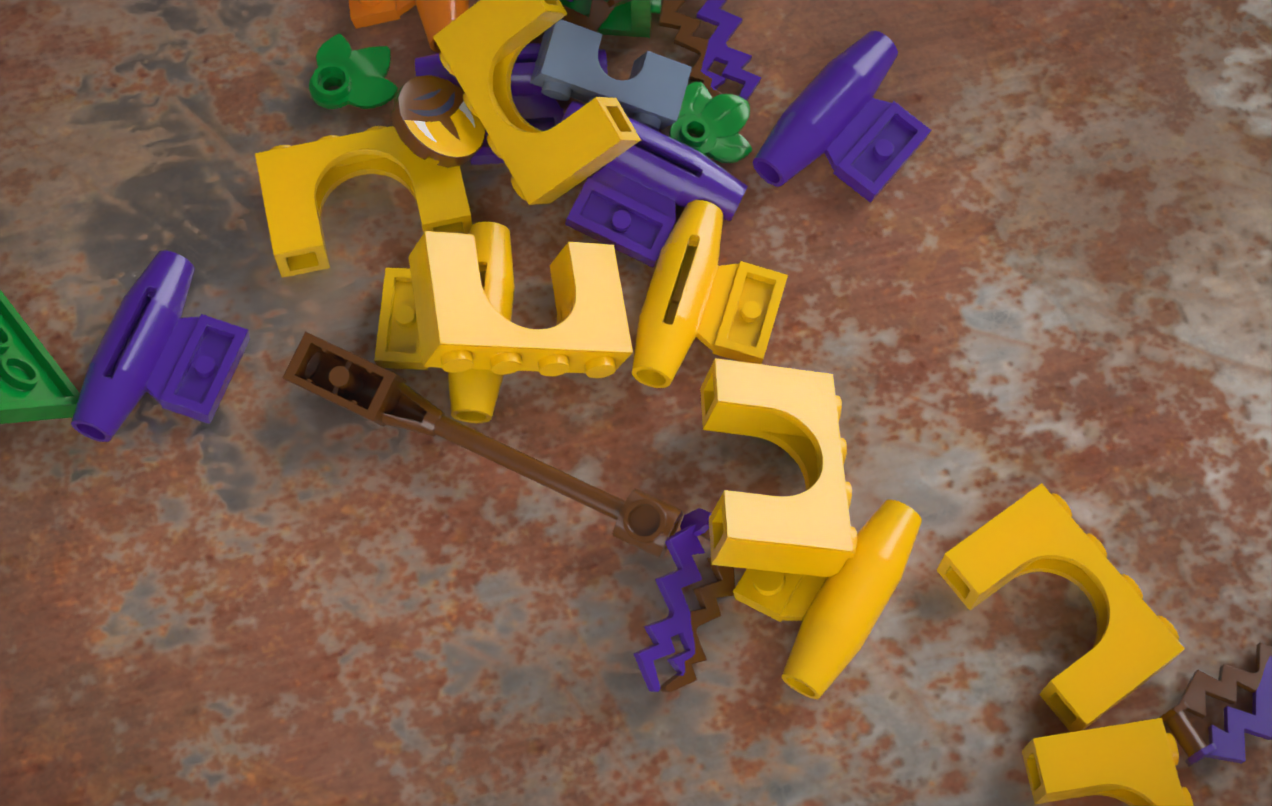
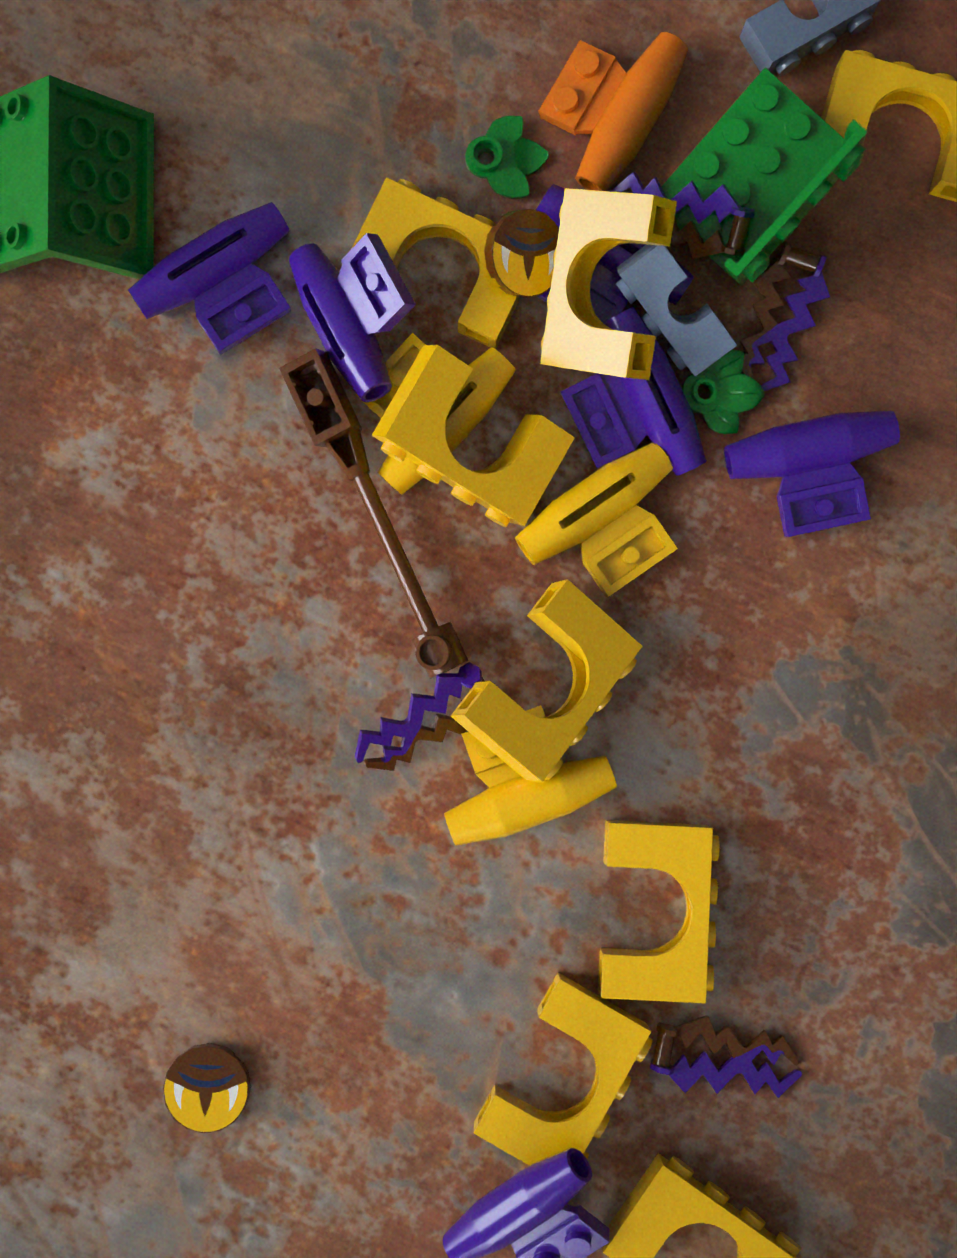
camera: 40 degrees right, 20 degrees up
(310, 288) = (352, 308): none -> dark purple plate

